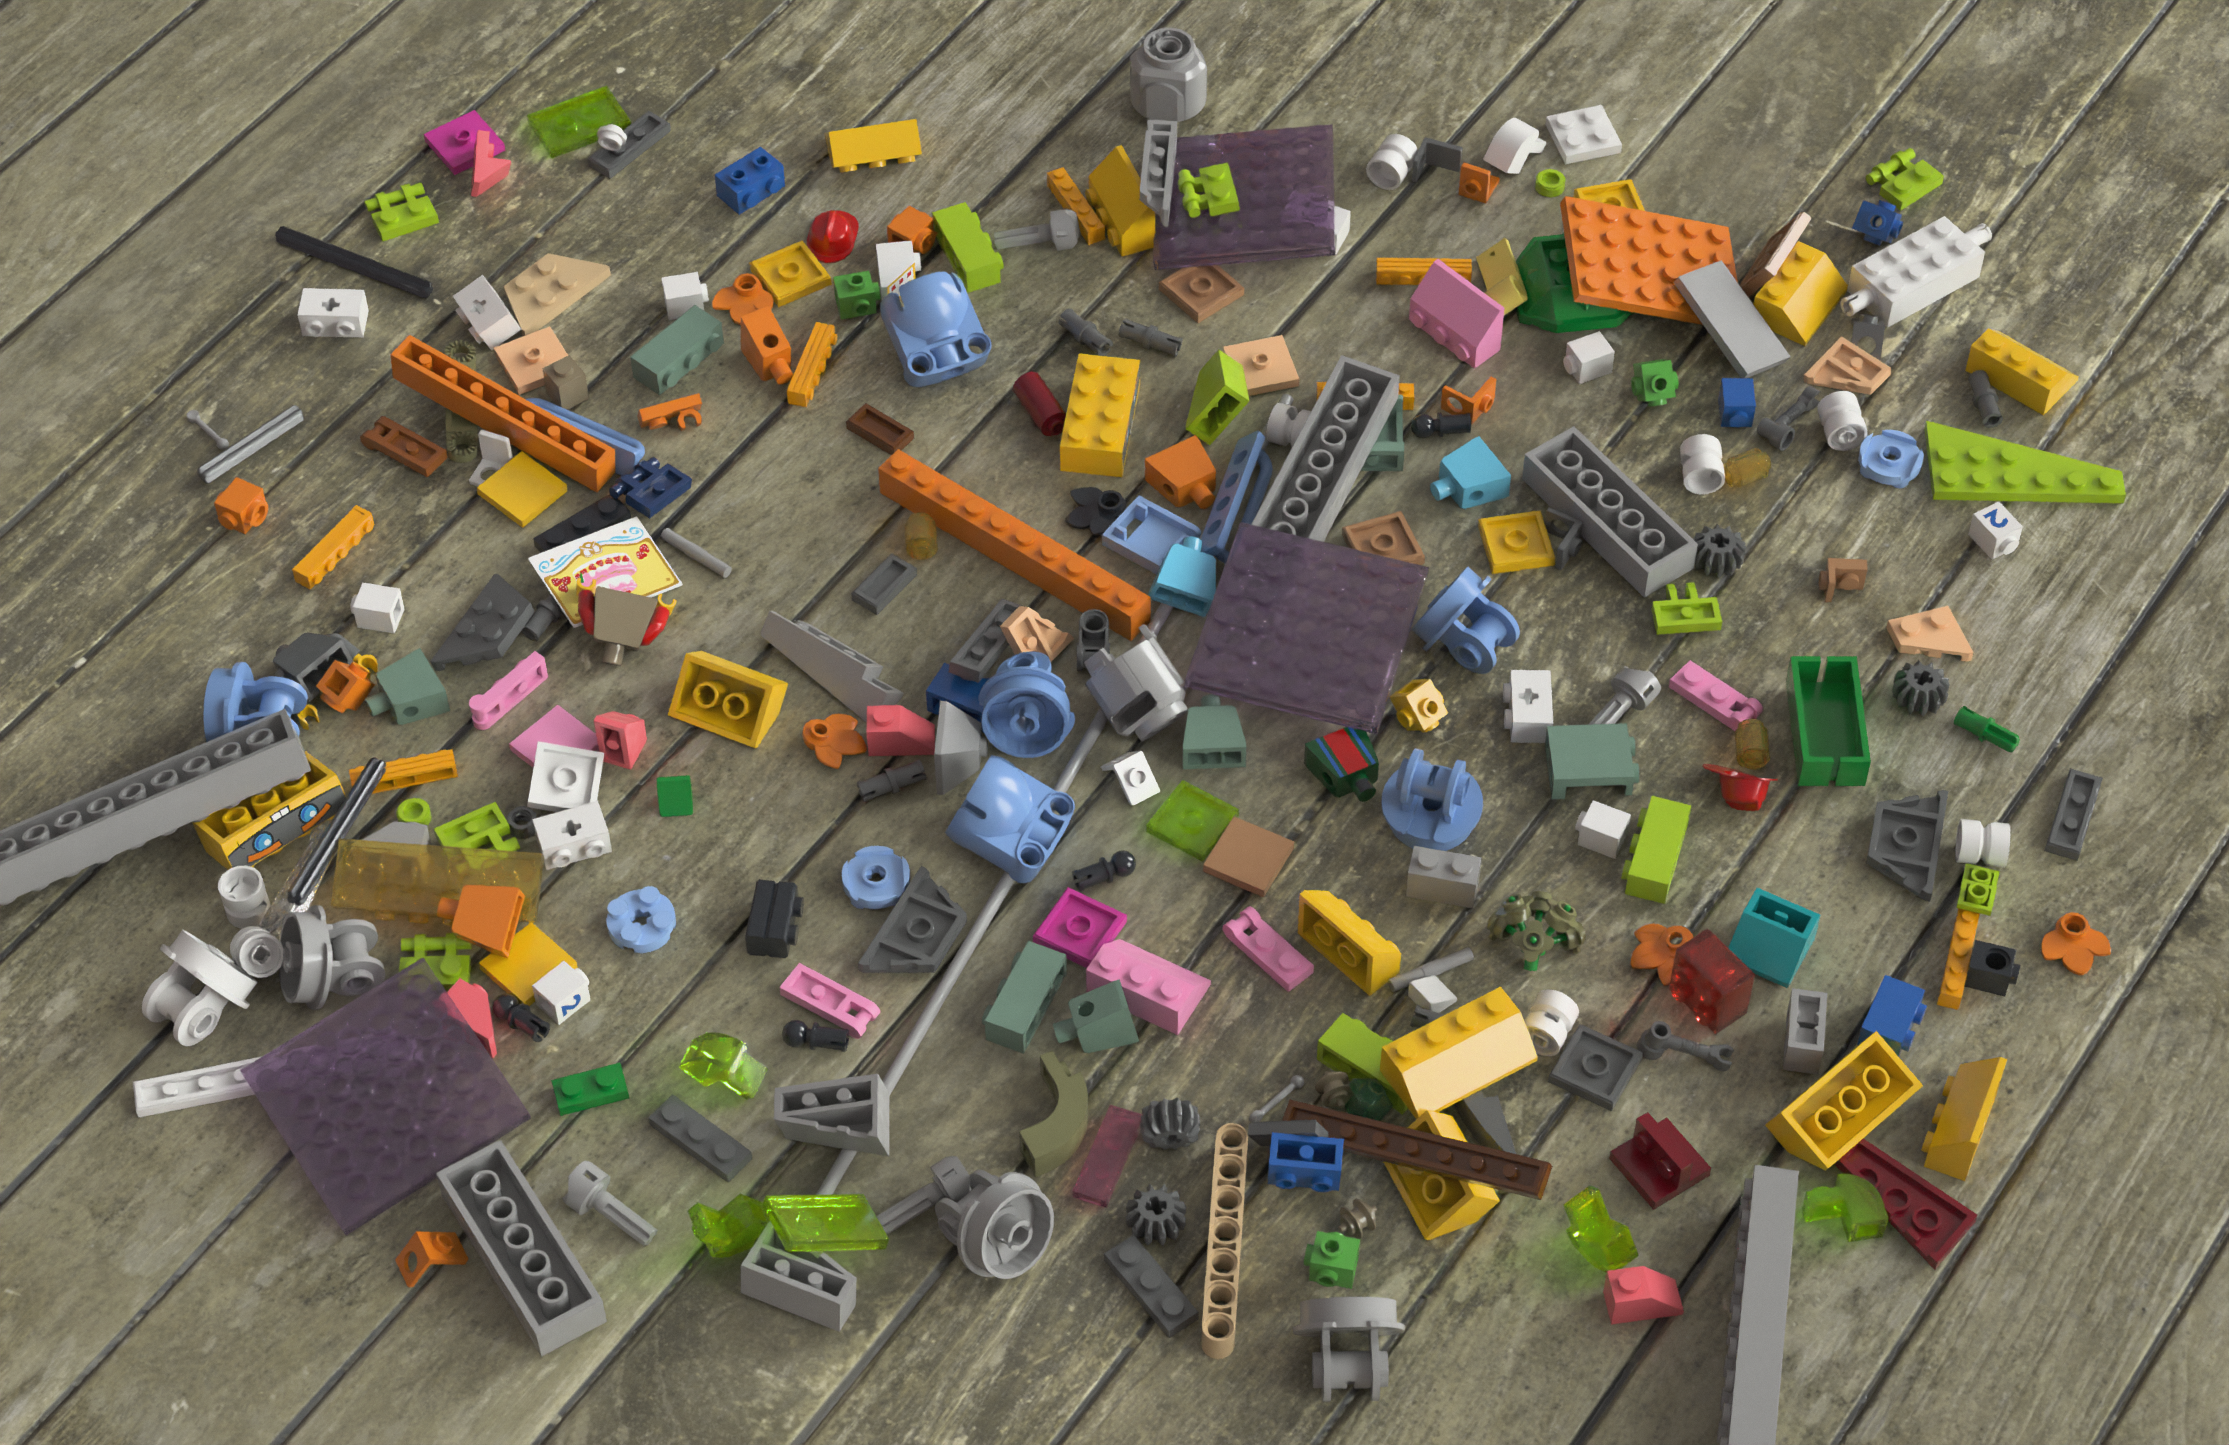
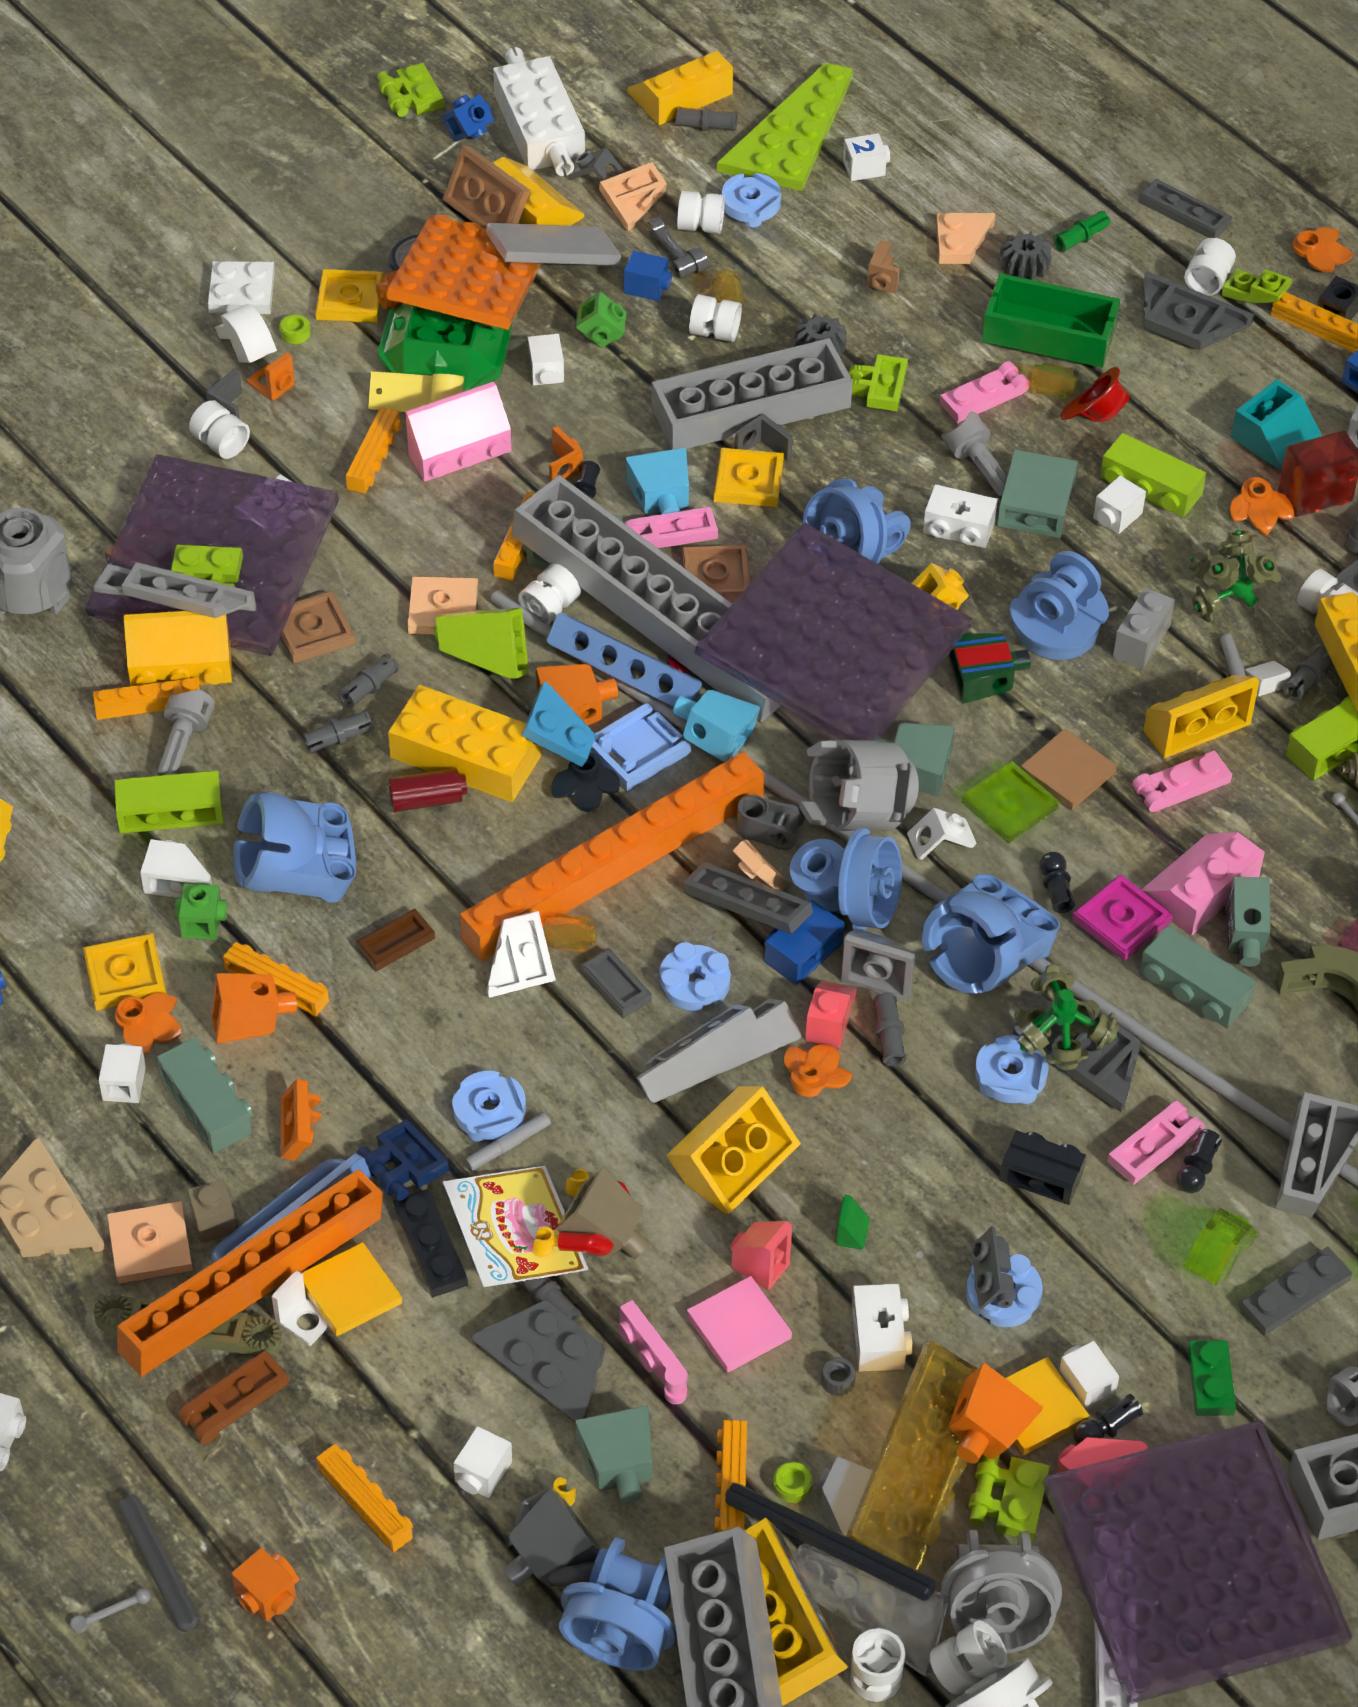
camera: 75 degrees left, 0 degrees up
(345, 686) = (601, 1509): orange brick -> none
(478, 829) = (840, 1421): lime plate -> none
(486, 313) = (44, 1269): white brick -> none
(564, 777) = (804, 1316): white plate -> none
(654, 891) = (990, 1258): none -> dark grey hinge
(729, 543) = (493, 1123): none -> light blue plate
(832, 236) = (81, 920): red piece -> none
(878, 506) = (520, 956): none -> white wing
(907, 619) = (694, 959): none -> light blue plate
(914, 227) = (123, 844): orange brick -> none
(914, 875) = (1067, 1012): none -> olive plant
(1127, 462) = (558, 727): none -> dark azure wing
(1418, 498) = (676, 527): none -> bright pink plate

